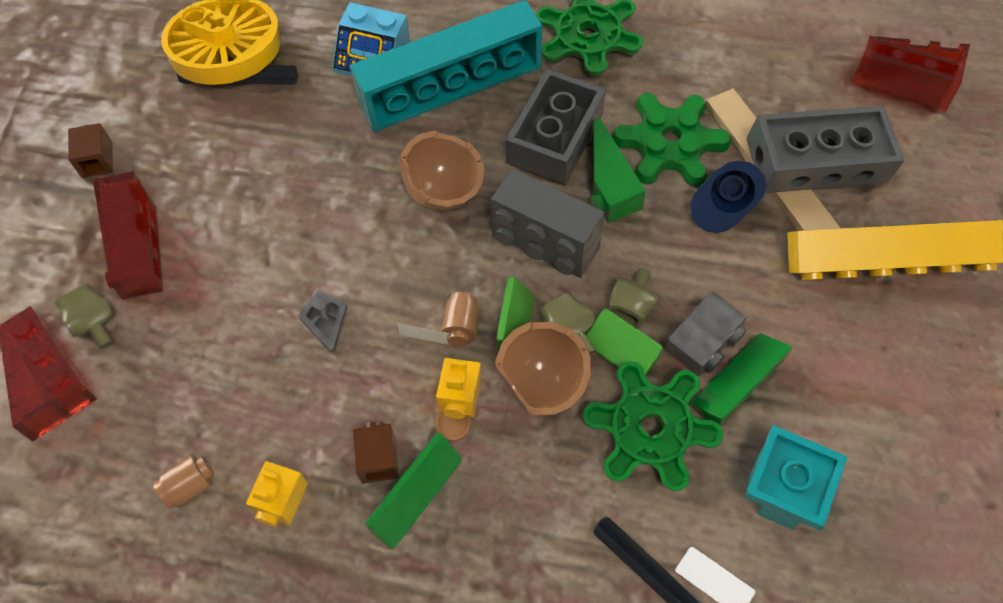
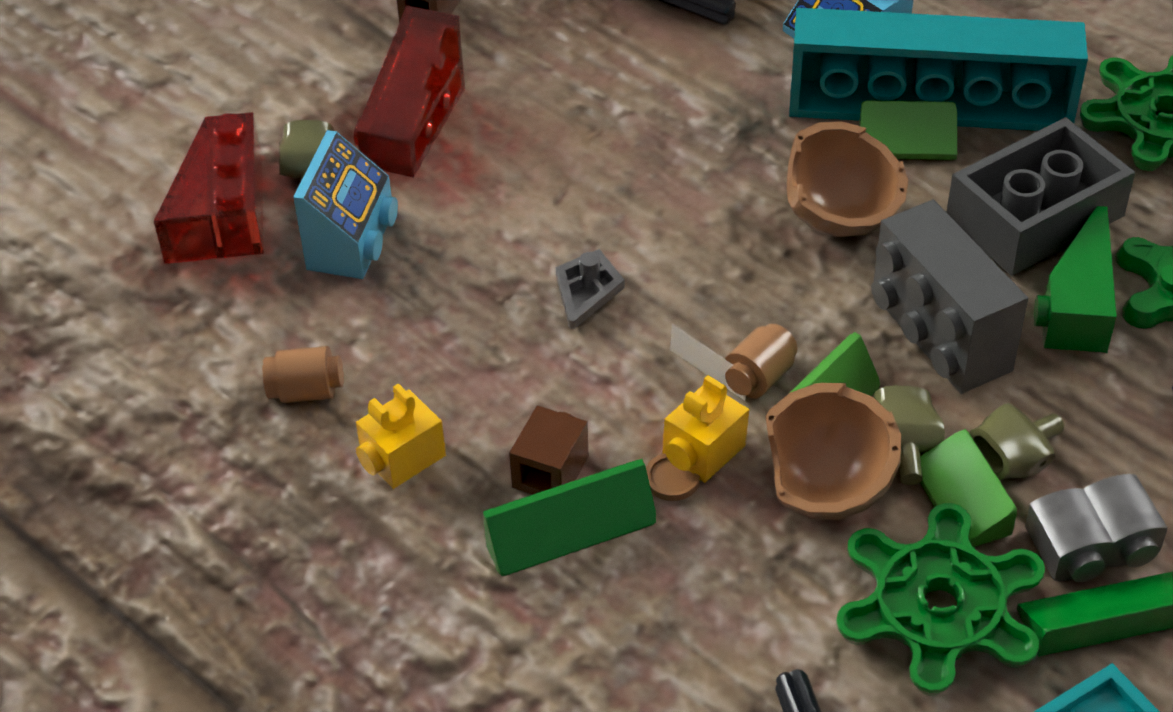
camera: 30 degrees right, 15 degrees down
(138, 347) = (343, 209): none -> slope
(452, 111) = (913, 127): none -> bright green slope

